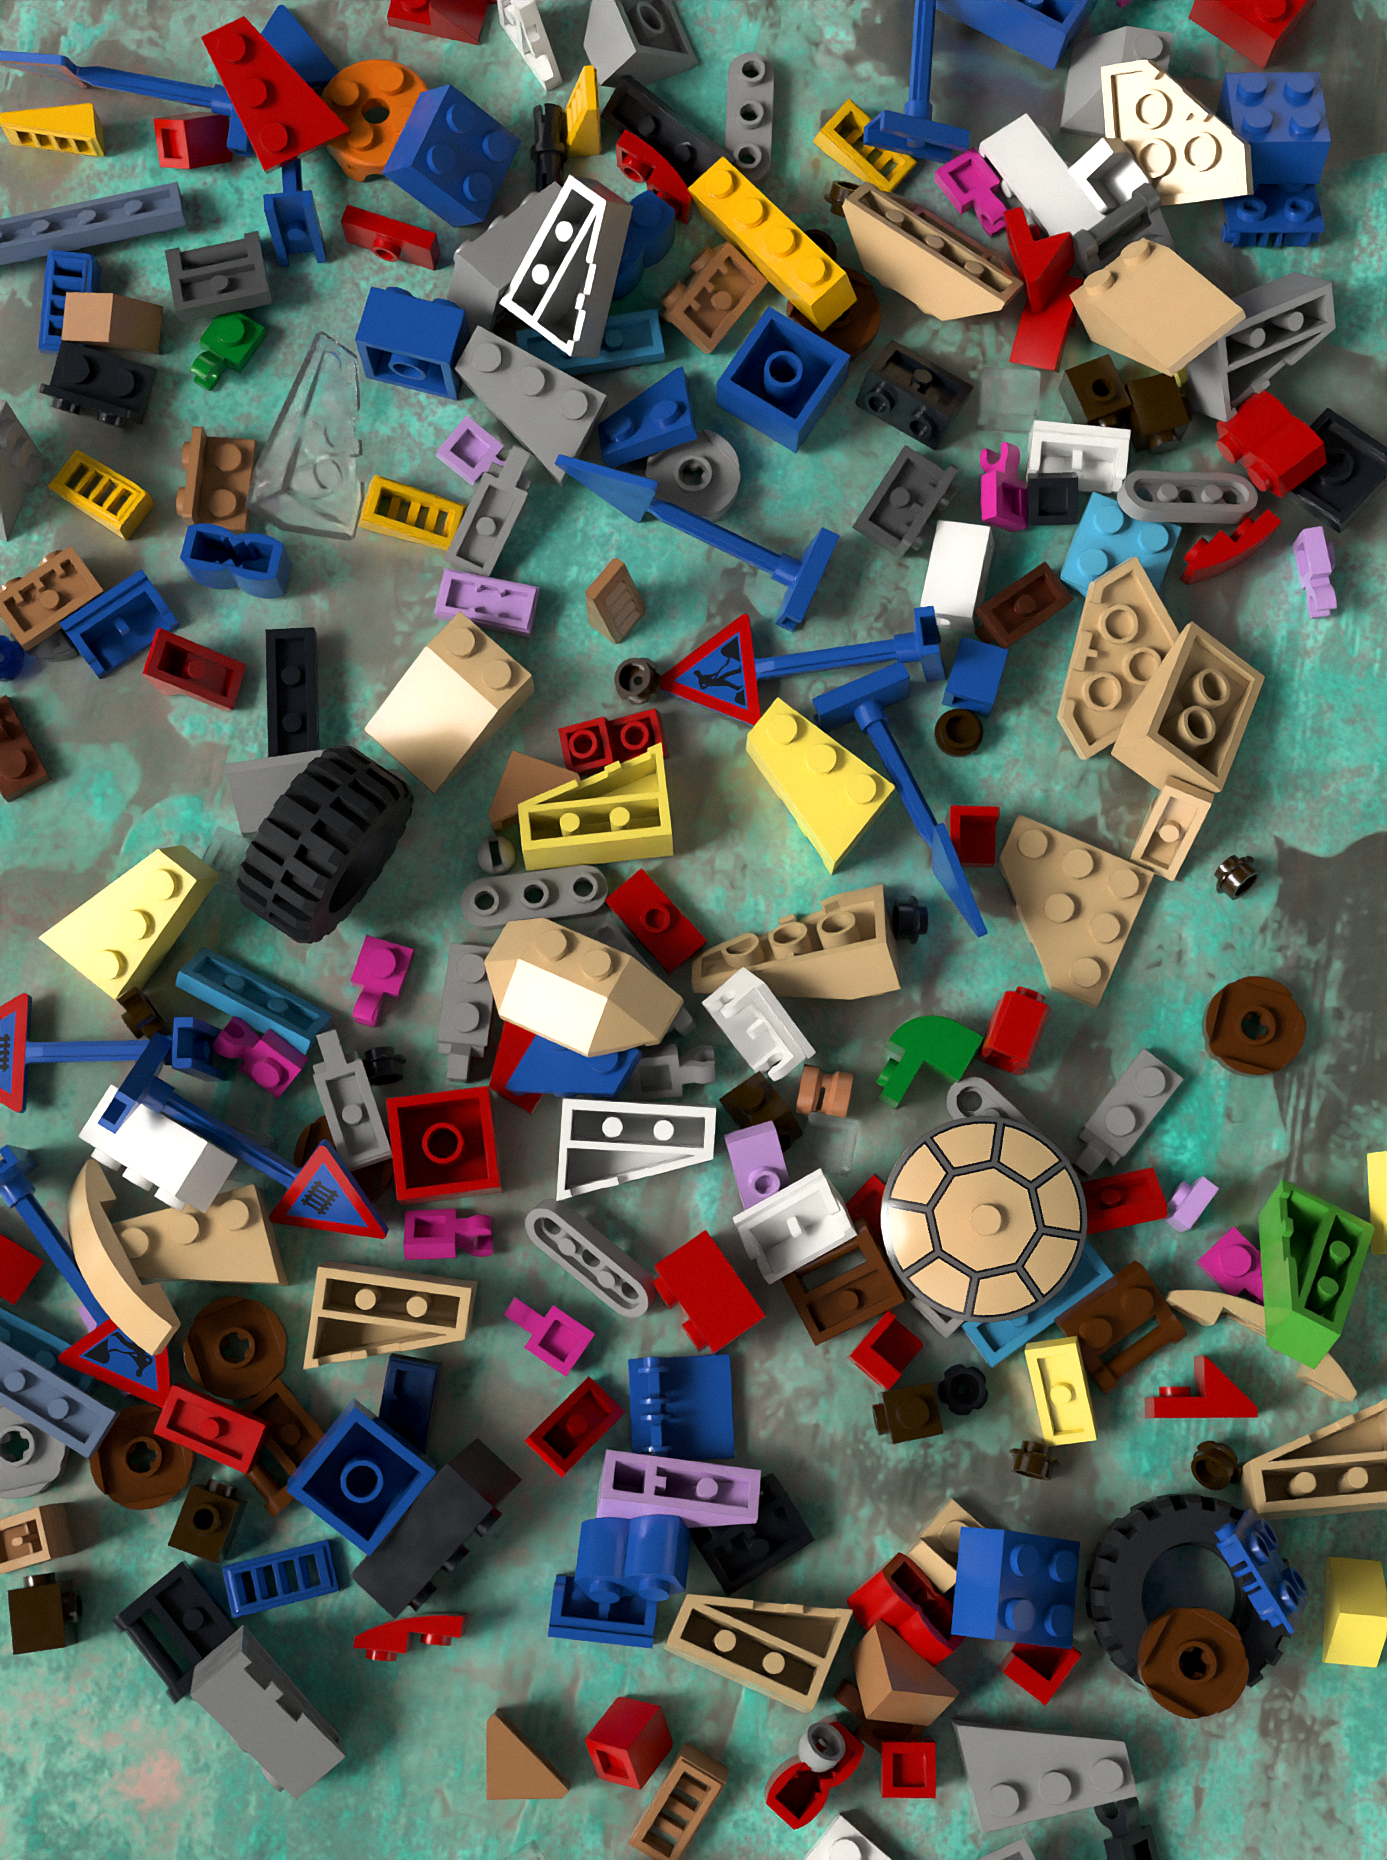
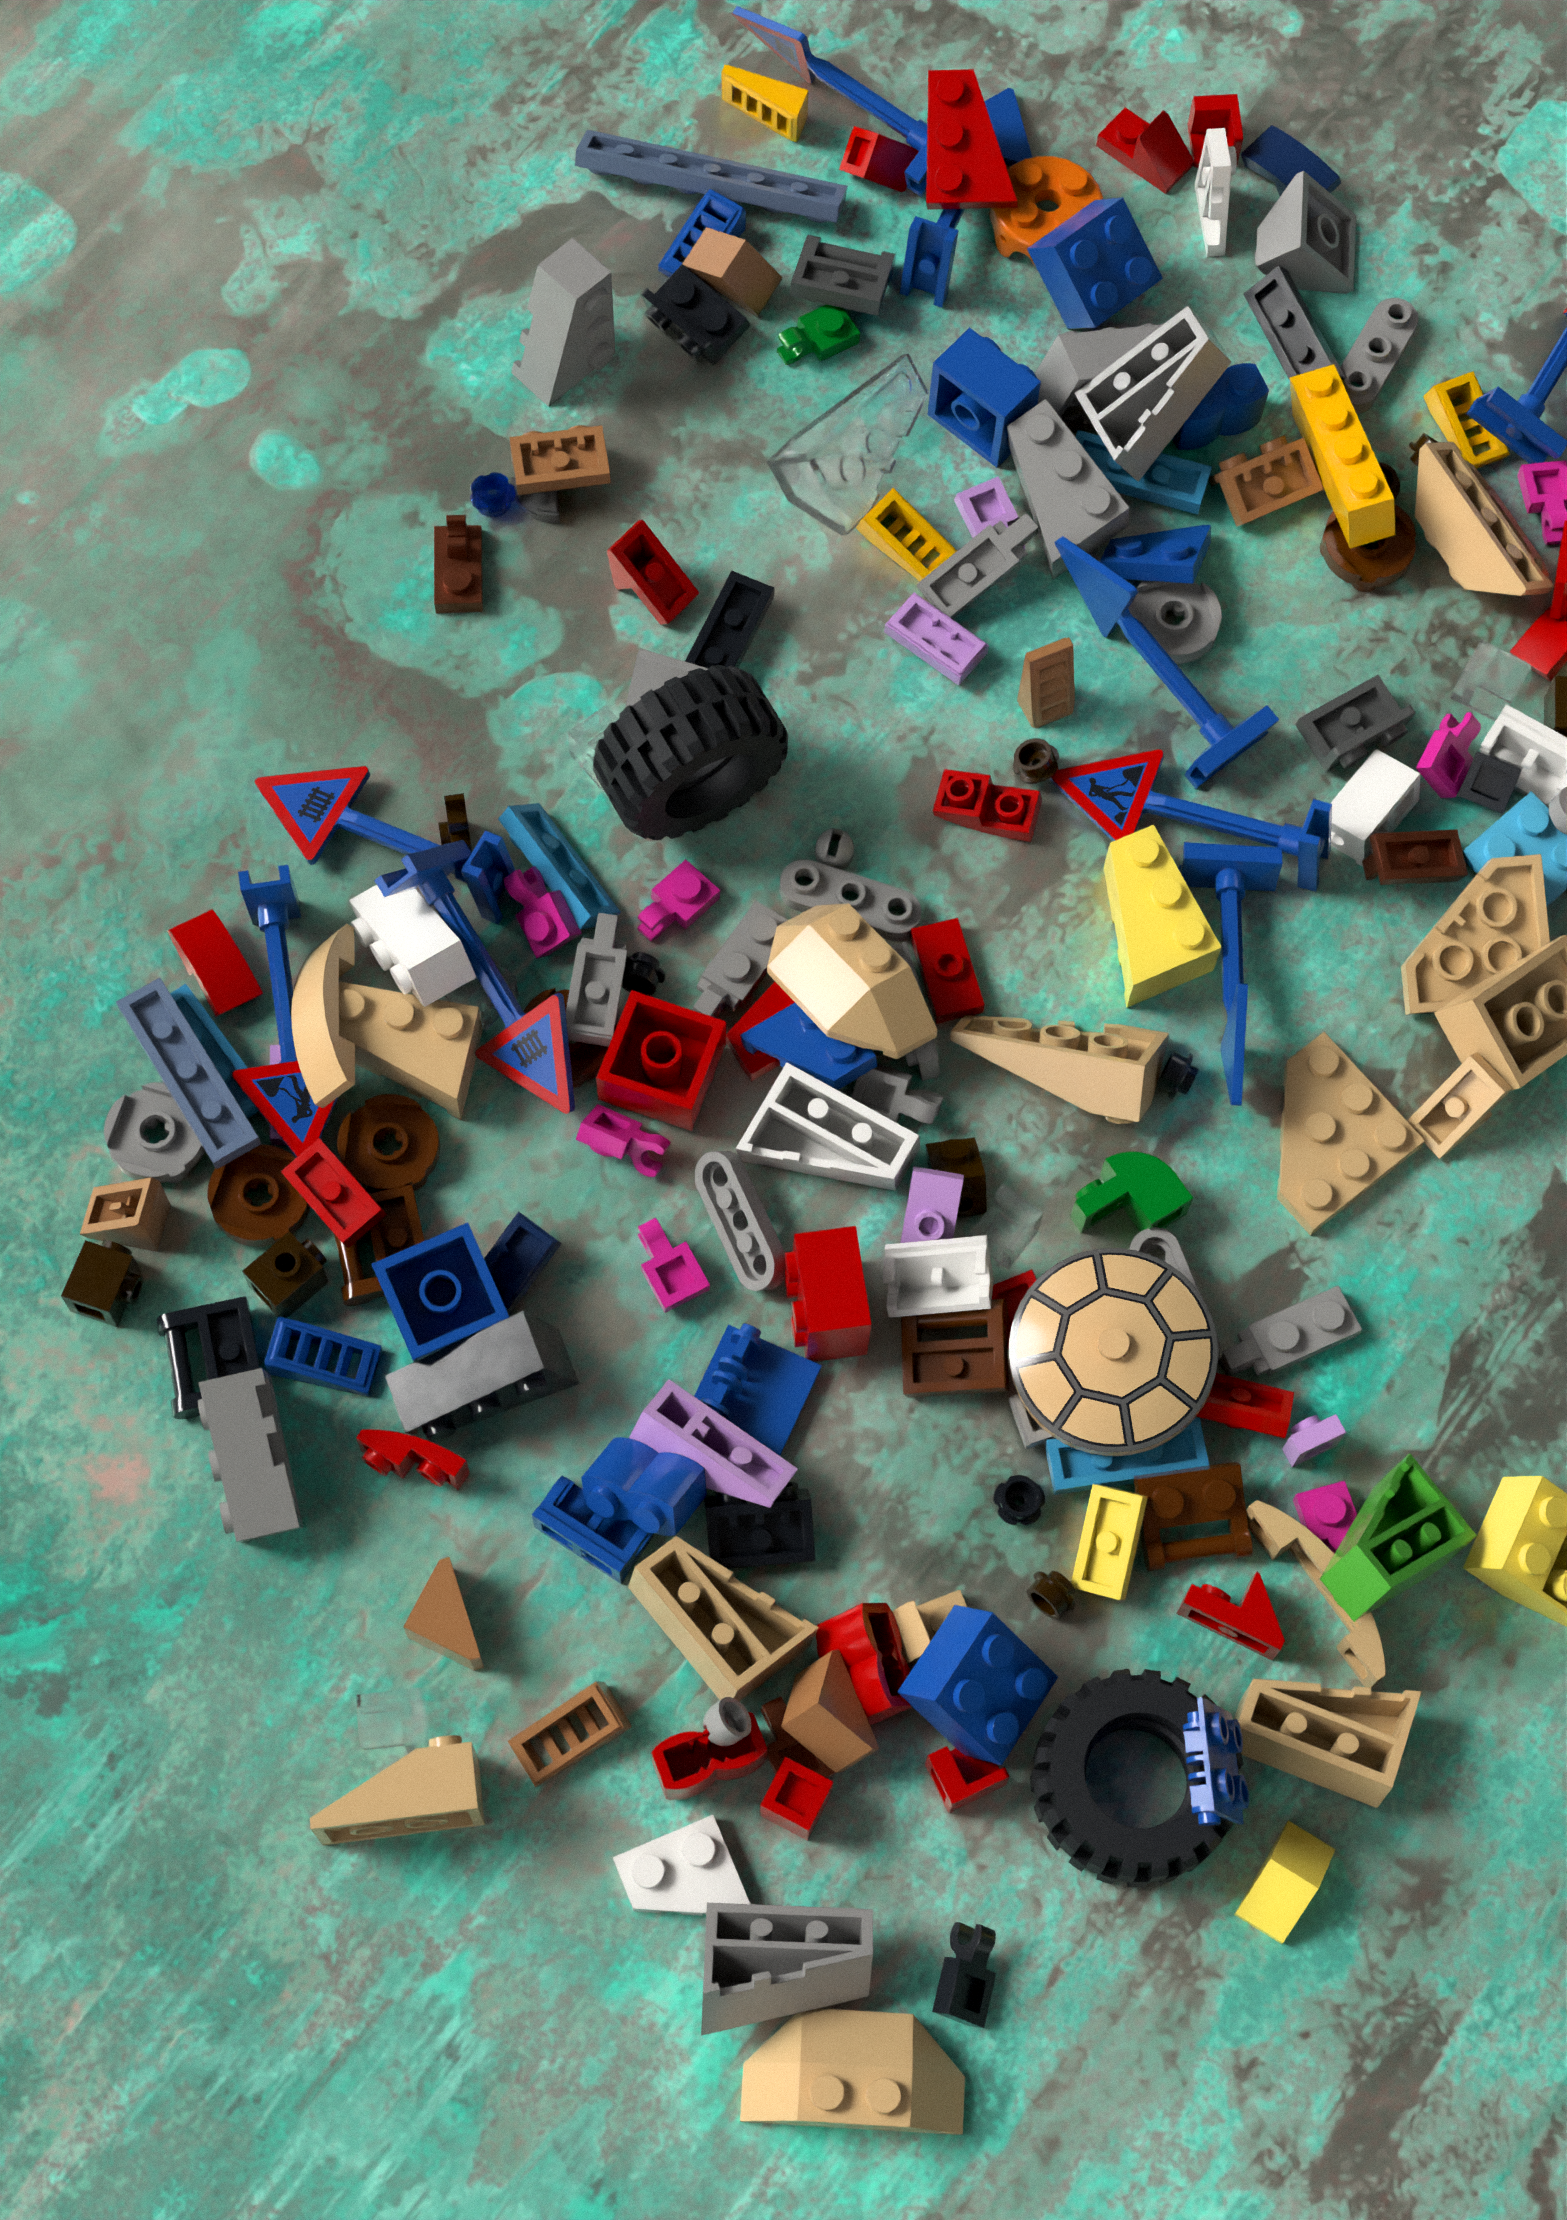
camera: 25 degrees right, 10 degrees down
(119, 623) = (606, 507): blue hinge -> none
(129, 515) = (662, 430): yellow slope -> none
(134, 921) = (494, 744): light yellow wedge -> none
(217, 481) = (751, 438): medium nougat bracket -> none
(228, 561) = (734, 502): blue brick -> none
(382, 1311) = (533, 1172): tan wedge -> none
(390, 238) = (1008, 309): red plate -> none
(450, 703) = (861, 703): tan slope -> none
(521, 781) = (893, 807): medium nougat slope -> none
(548, 151) = (1188, 290): black pin -> none
(575, 1427) = (650, 1353): red slope -> none
(582, 117) = (1228, 285): yellow slope -> none
(601, 818) = (942, 856): light yellow wedge -> none
(629, 1742) = (555, 1651): red panel -> none
(644, 164) = (1261, 345): red slope -> none
(758, 1025) = (993, 1091): white hinge -> none
(782, 379) = (1294, 571): blue brick -> none
(835, 1096) = (1030, 1181): nougat wheel -> none
(885, 1351) = (964, 1429): red panel -> none
(907, 1414) = (956, 1491): dark brown brick -> none
(912, 394) = (1406, 639): black bracket -> none
(958, 733) = (1304, 939): dark brown plate -> none
(973, 834) = (1272, 1027): red panel -> none
(975, 677) = (1342, 897): blue panel -> none
(1014, 1031) = (1223, 1206): red brick -> none
(1038, 1772) = (916, 1865): light grey wedge -> none
(1215, 1465) = (1220, 1680): dark brown plate -> none
(1222, 1651) = (1100, 1848): reddish brown plate -> none
(1236, 876) = (1500, 1180): dark brown plate -> none
(1278, 1013) = (1445, 1345): reddish brown plate -> none

